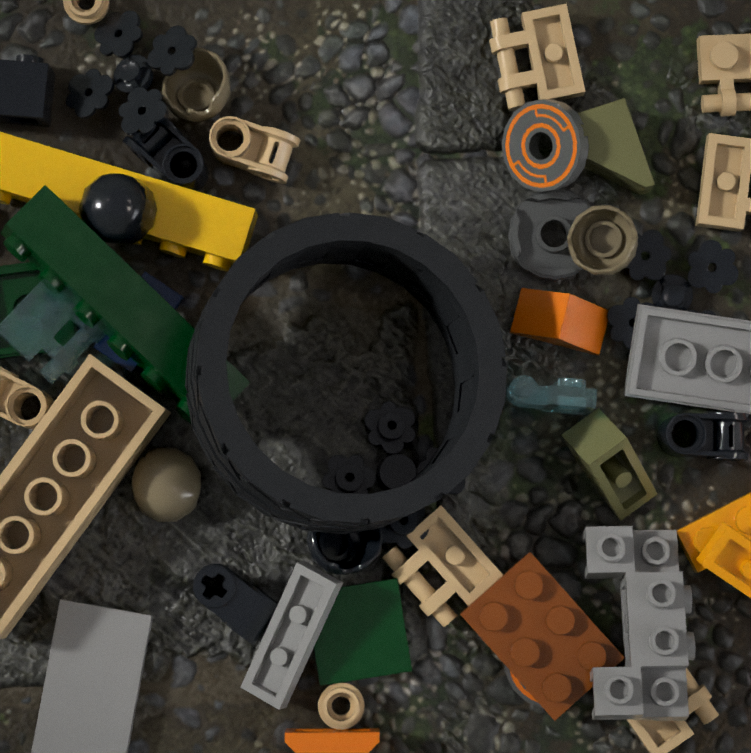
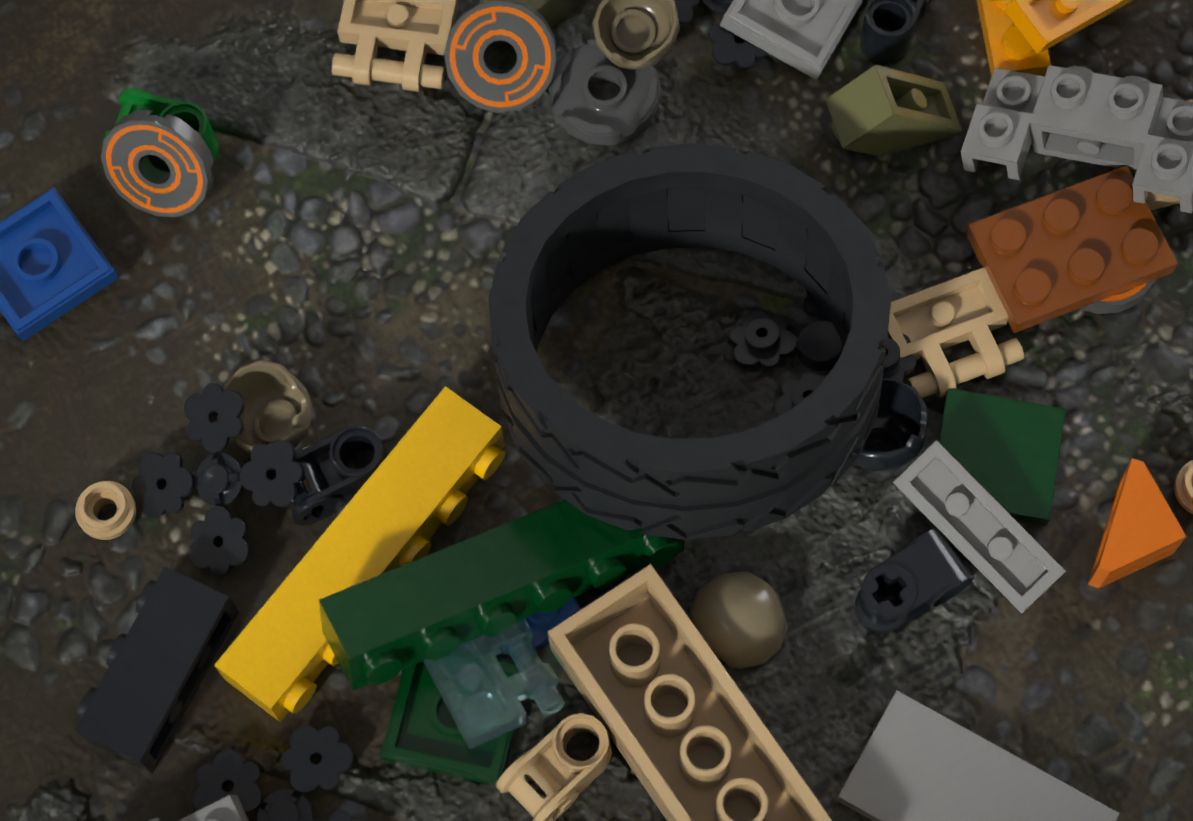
camera: 65 degrees left, 15 degrees down
(118, 208) = (378, 536): black hair -> none
(257, 148) = (373, 365): tan piece -> none
(336, 720) = (1088, 491): tan plate -> none
(560, 320) = (707, 107): orange slope -> none
(564, 396) = (804, 122): clear light blue plate -> none

